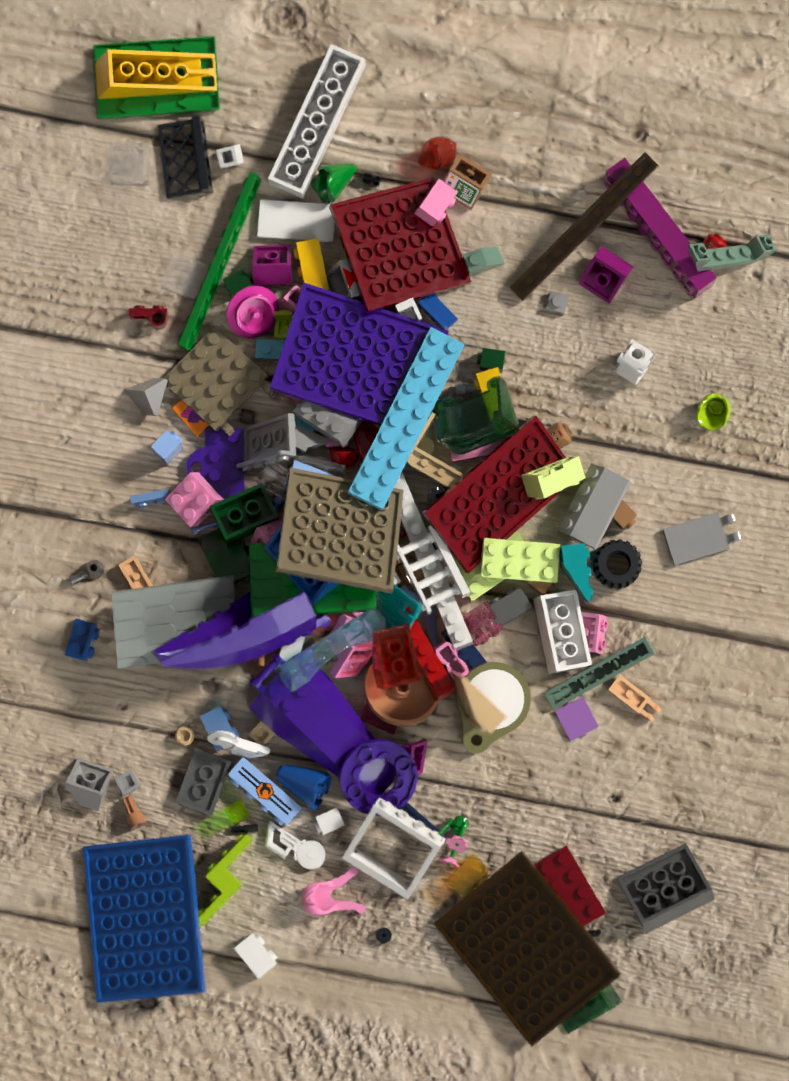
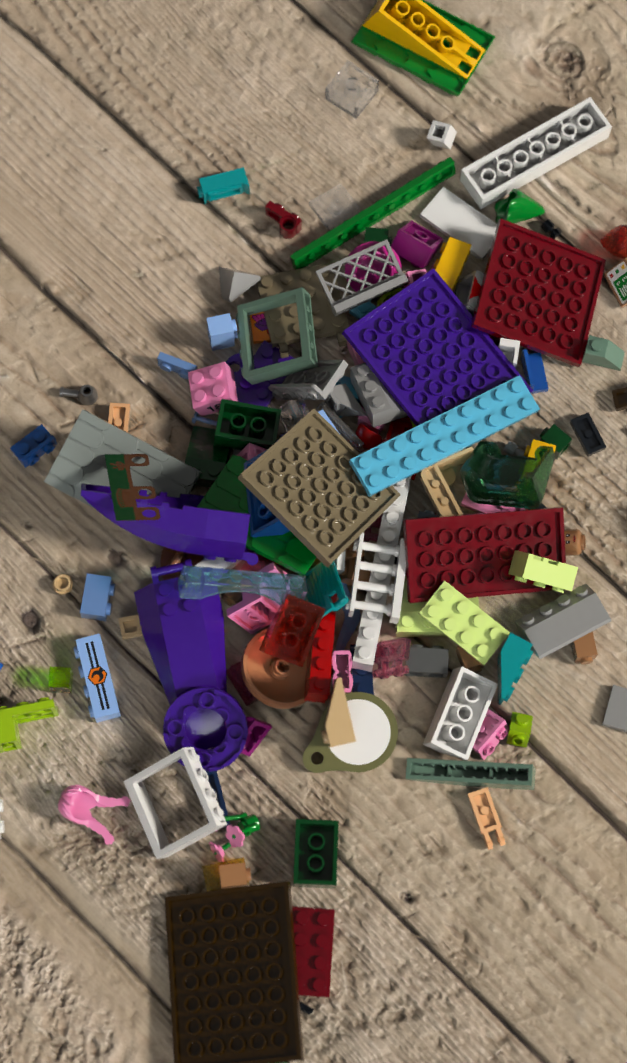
camera: 30 degrees right, 10 degrees down
(80, 318) = (223, 185): none -> teal window
(192, 639) = (122, 488): none -> piece
(201, 157) = (418, 120): black fence -> none
(203, 782) = (50, 634): dark grey plate -> none
(237, 745) = (101, 620): white piece -> none
(239, 405) = (306, 329): none -> sand green window
(246, 828) = (58, 700): black pin -> none
(264, 338) = (366, 294): none -> light grey fence
(305, 783) = (137, 695): blue cone -> none
(308, 853) = (97, 758): white piece -> none
(329, 821) = (135, 742): white brick -> none
(383, 931) = (113, 883): black piece -> none
(435, 203) = (594, 278): bright pink brick -> none
(477, 873) = (234, 875): none -> medium nougat brick
(513, 336) = (588, 434): none -> black plate
(525, 813) = (316, 853): none -> dark green brick
(576, 719) = (421, 802): medium lavender piece -> none
(614, 612) = (519, 729): none -> lime bracket
(628, 552) = (562, 675): black tyre -> none
(666, 888) = (400, 1012): dark grey slope -> none

